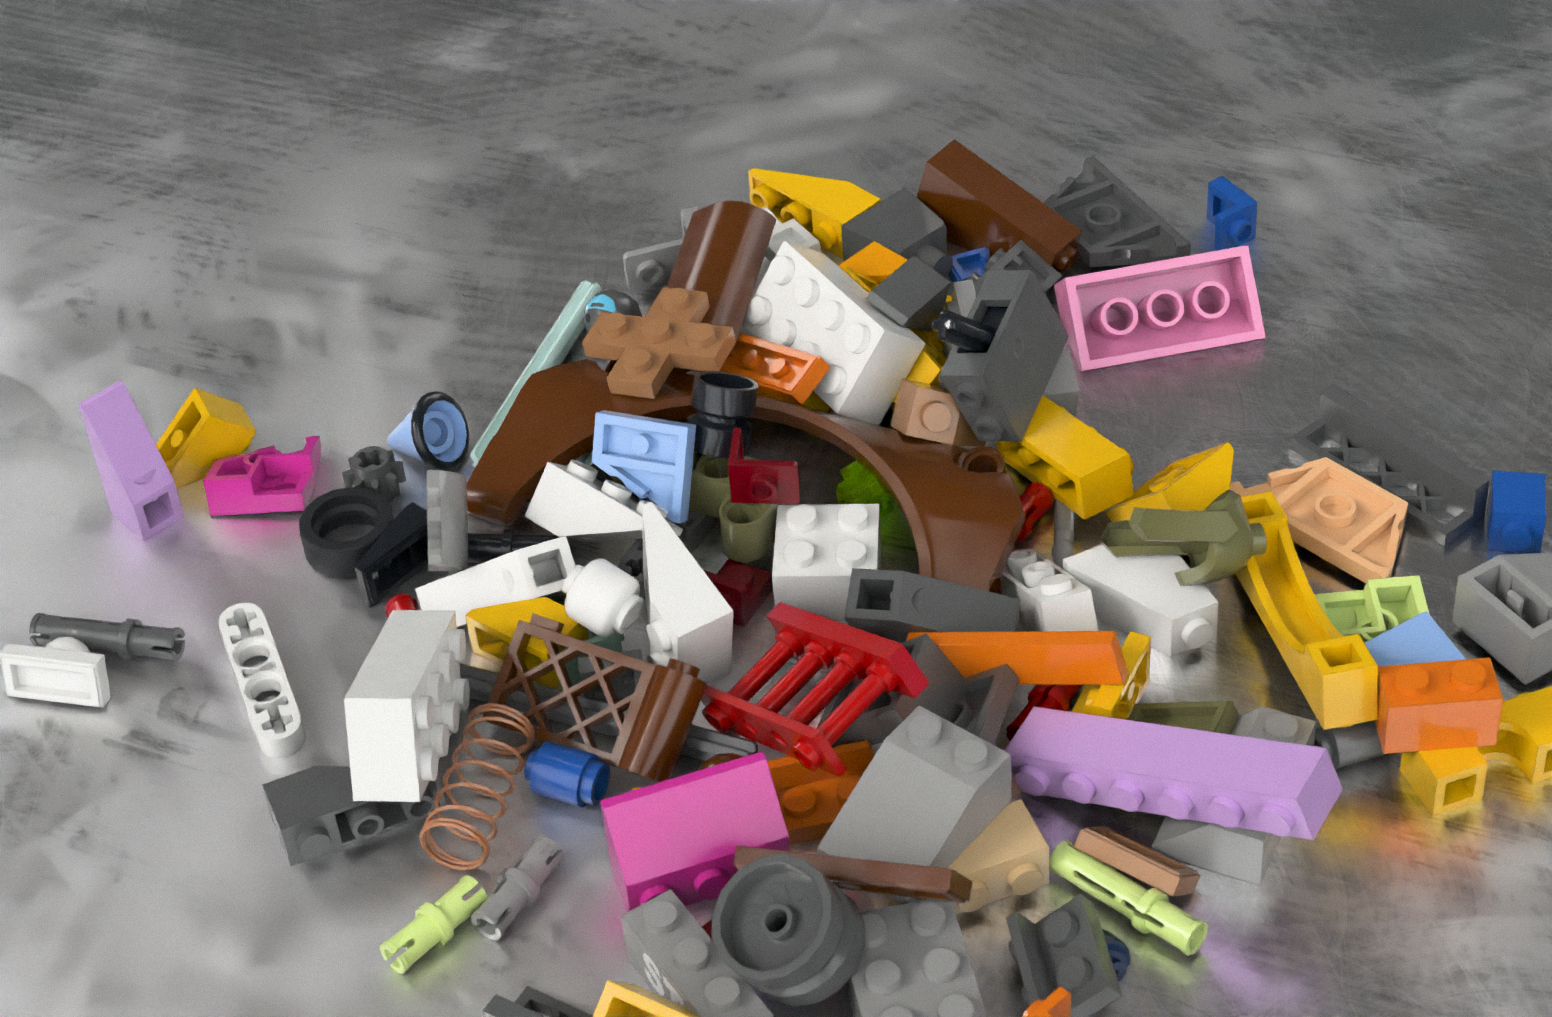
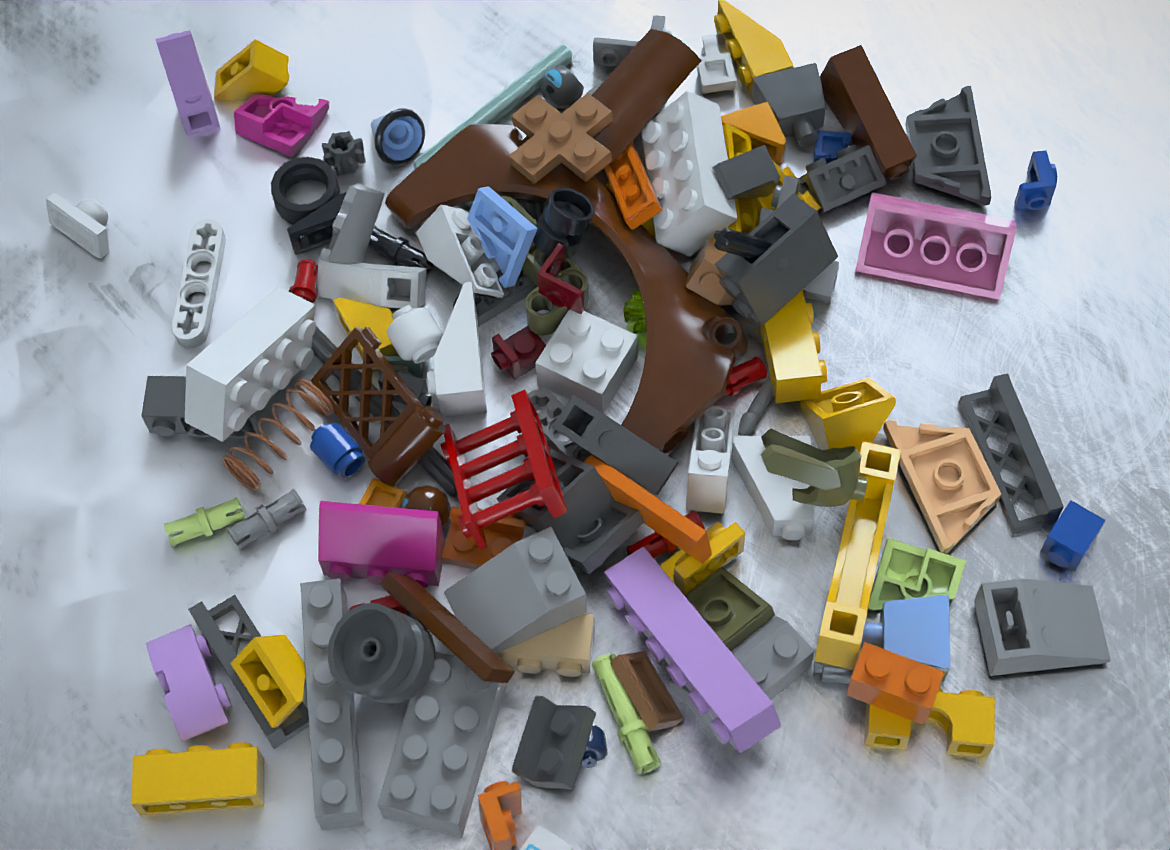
camera: 25 degrees right, 20 degrees up
(127, 638) = (134, 214): dark grey pin -> none

